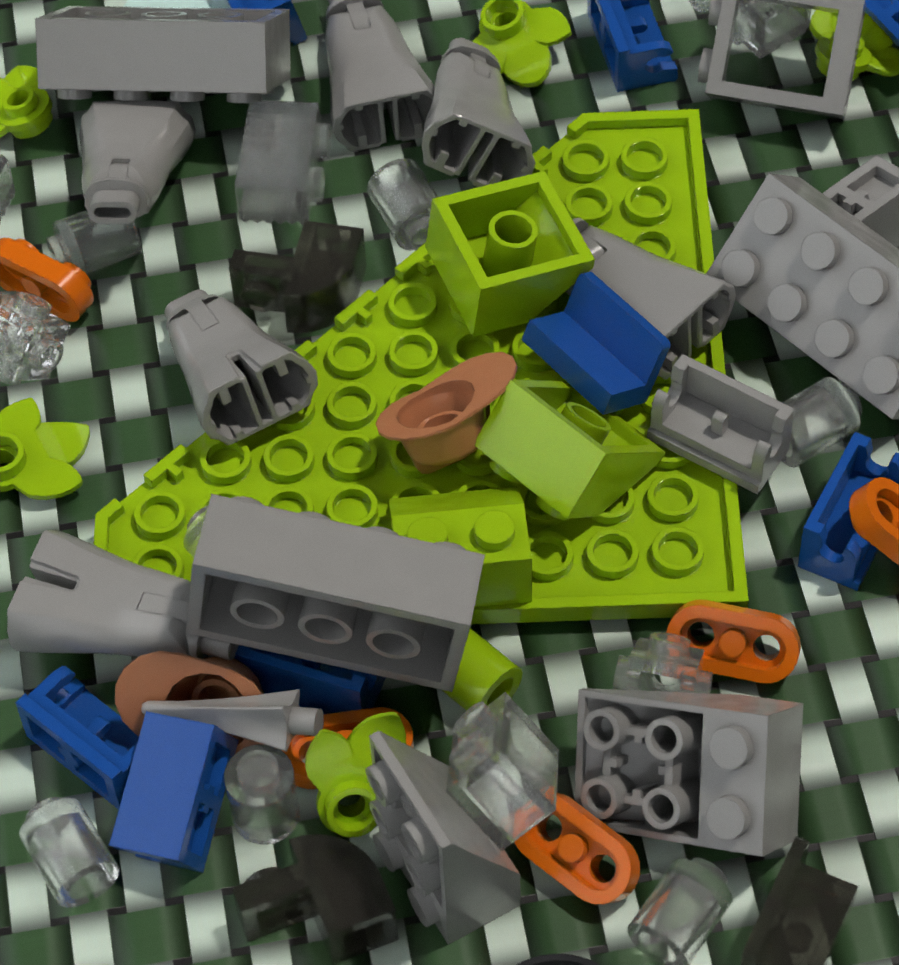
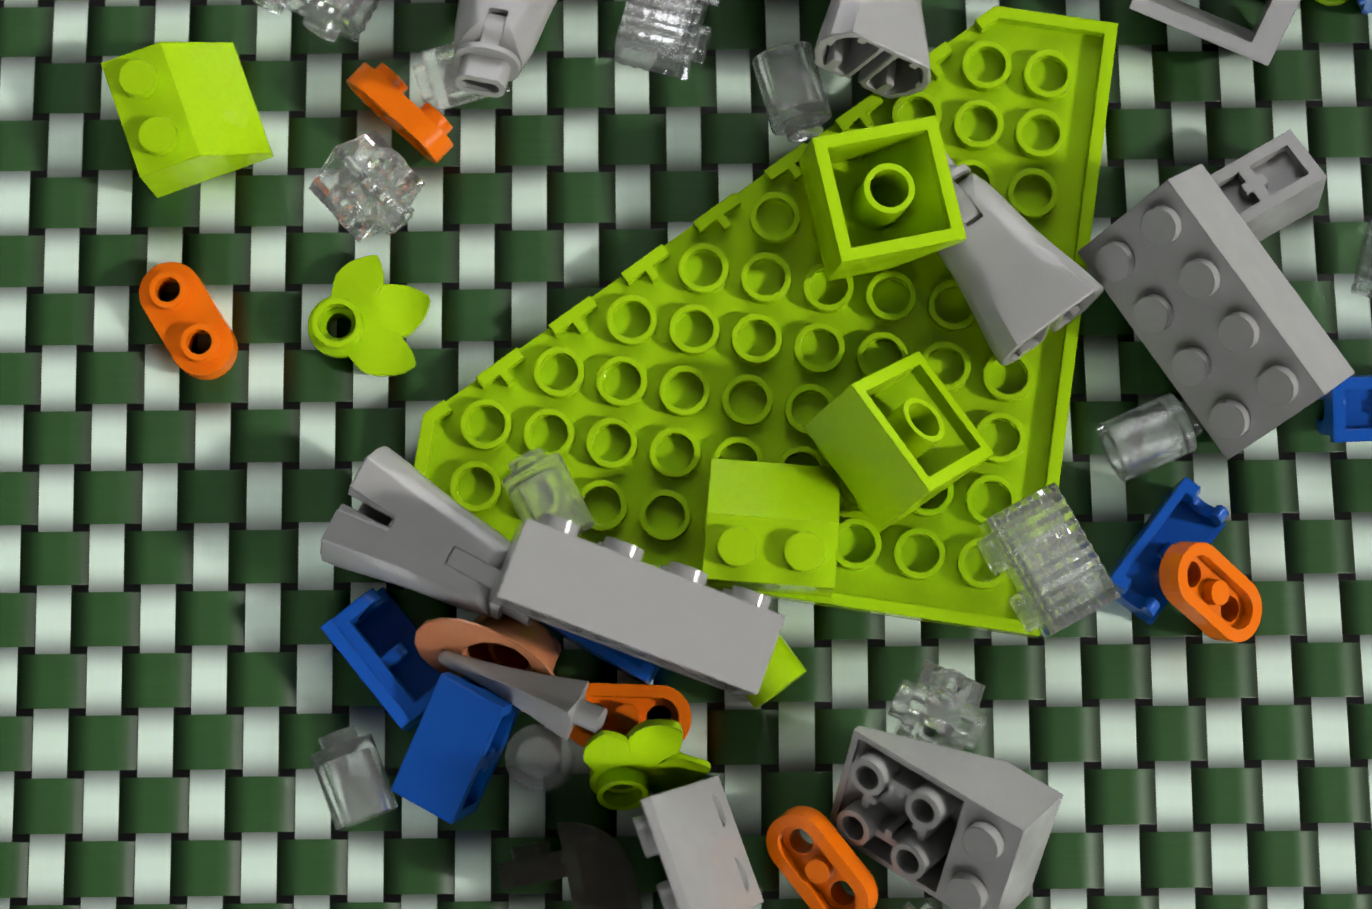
camera: 10 degrees right, 25 degrees up
(234, 368) = (581, 273): light grey piece -> none
(306, 287) = (680, 174): clear smoke brick -> none
(447, 415) = (786, 379): nougat piece -> none
(502, 770) = (767, 798): clear brick -> none
(600, 346) = (950, 329): blue panel -> none
(721, 424) = (1054, 441): light grey hinge -> none
(733, 647) = (1016, 672): orange plate -> none
(739, 523) = (1047, 562): none -> clear brick

